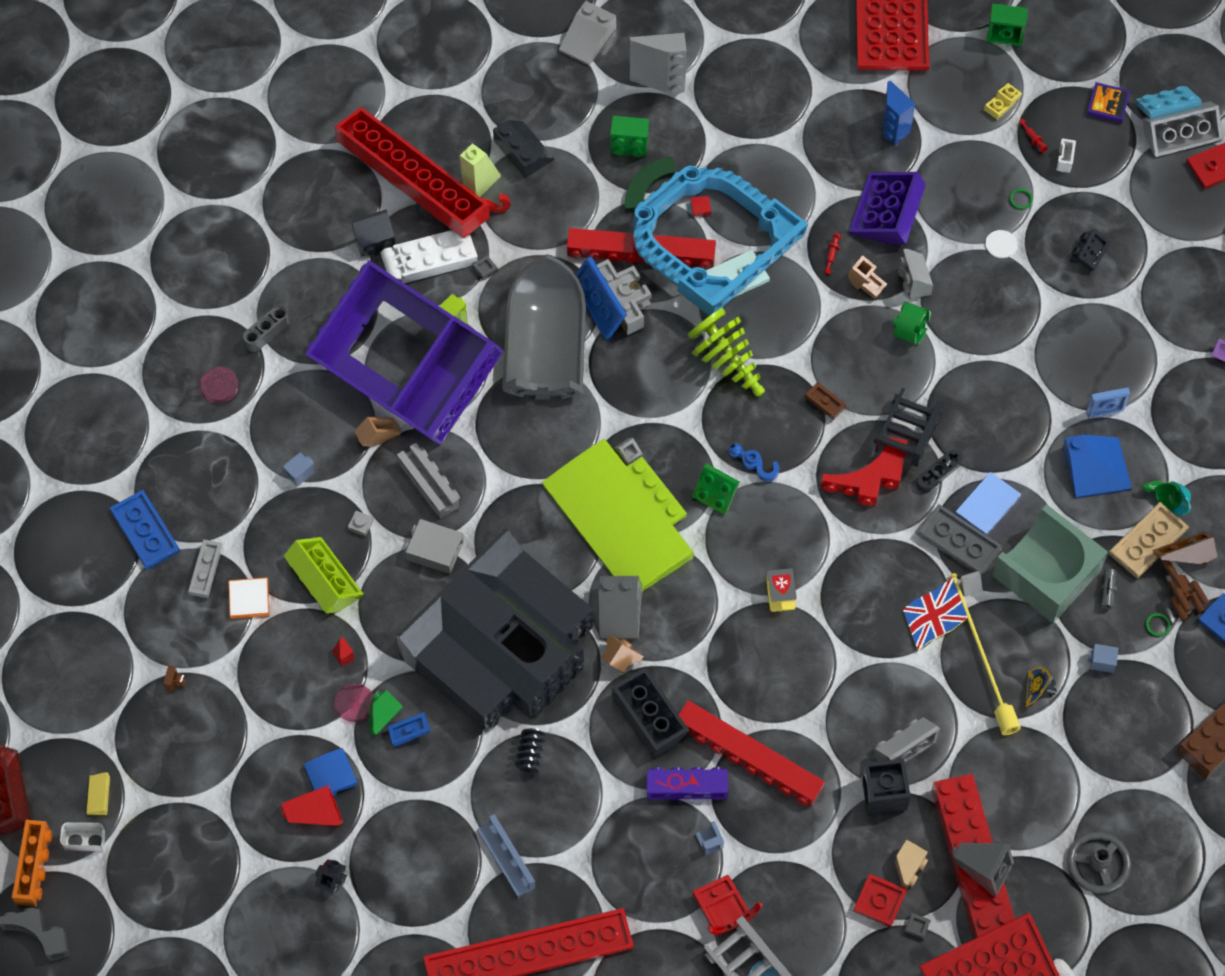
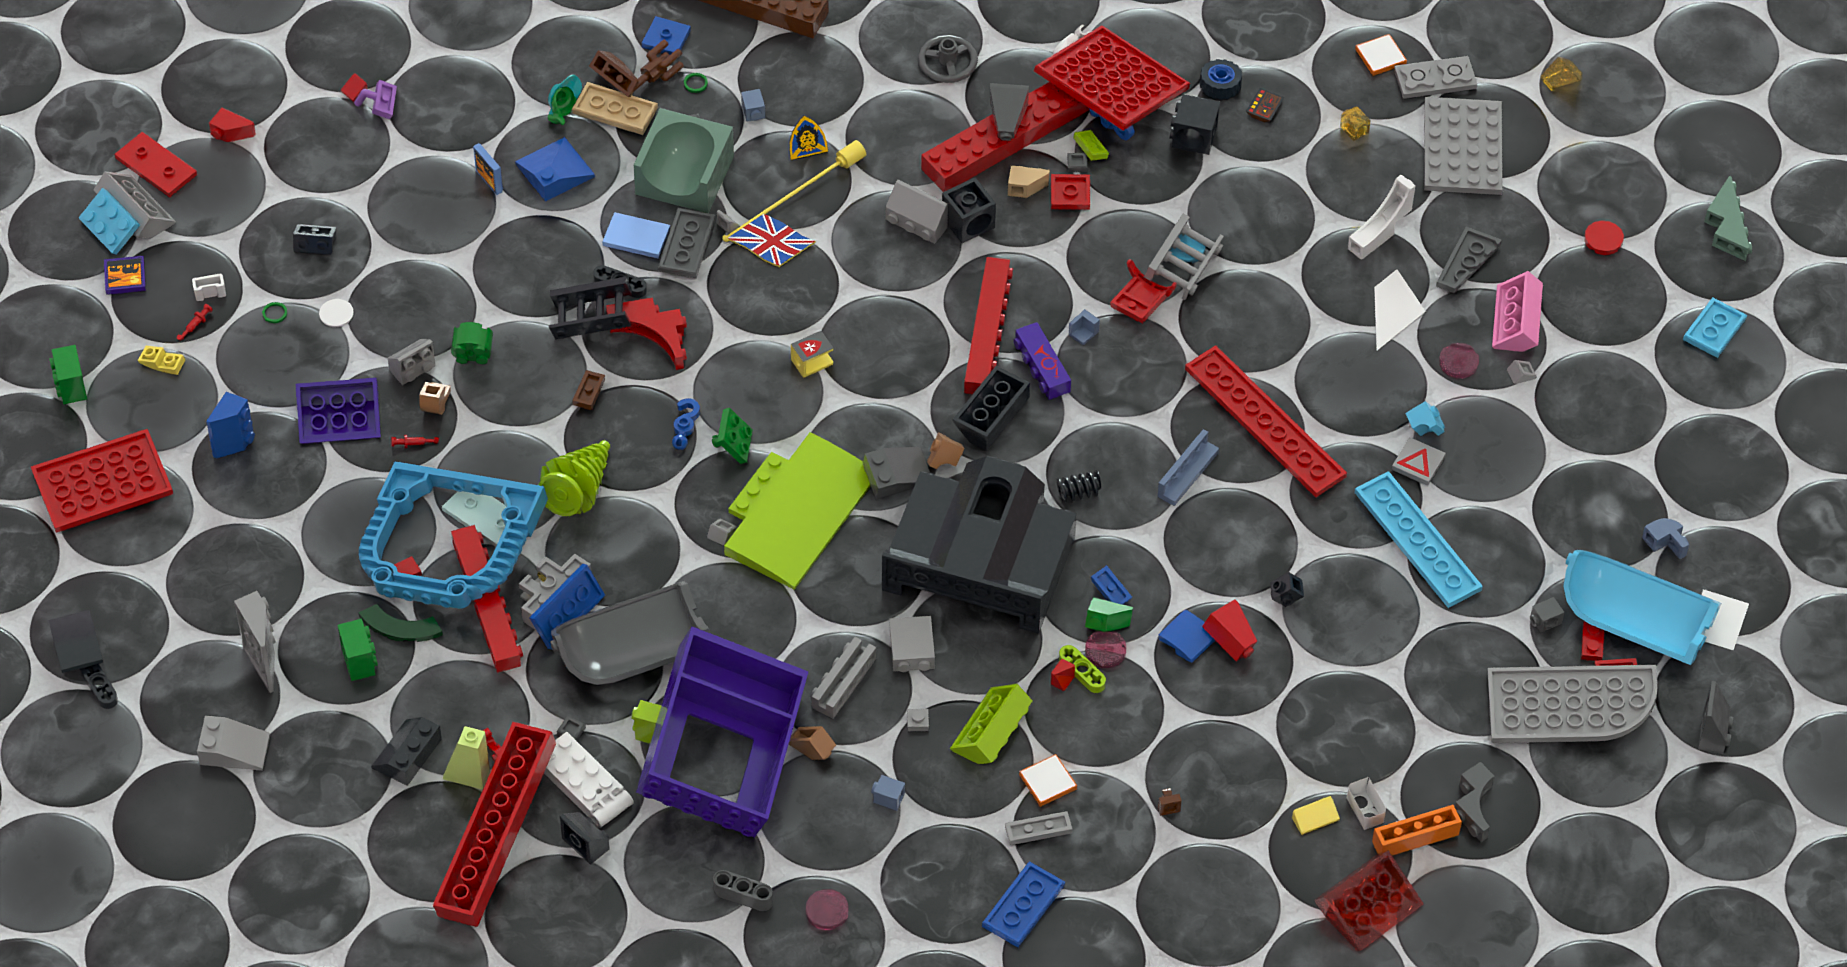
camera: 115 degrees left, 10 degrees down
(336, 668) = (1085, 677): none -> lime beam
(929, 945) = (1091, 145): none -> lime plate

